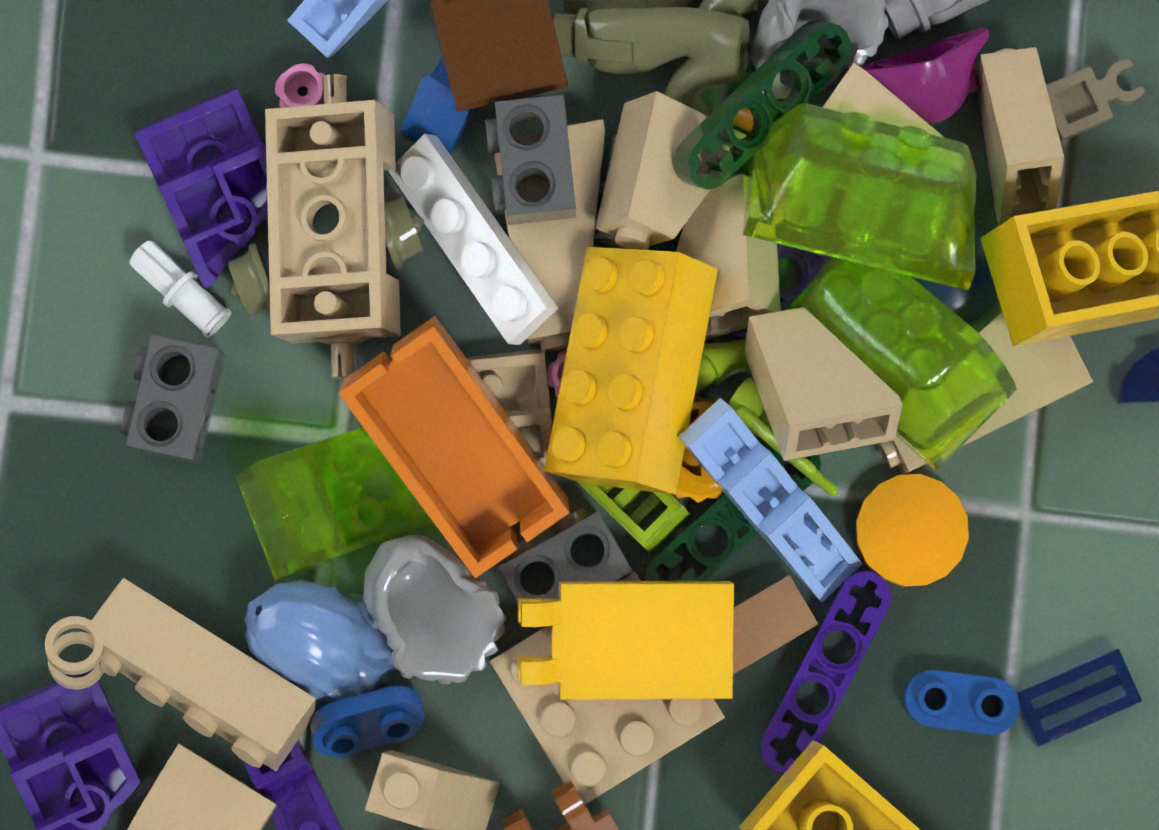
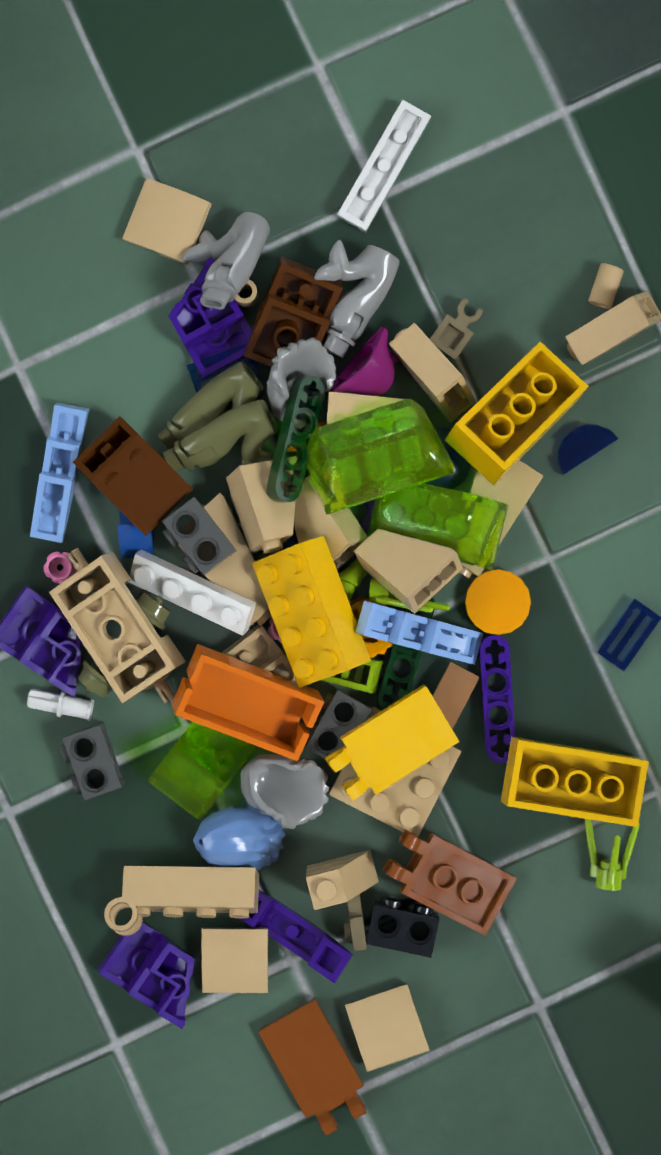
camera: 30 degrees left, 5 degrees up
(367, 721) = (287, 861): blue plate -> none
(962, 702) = (573, 672): blue plate -> none

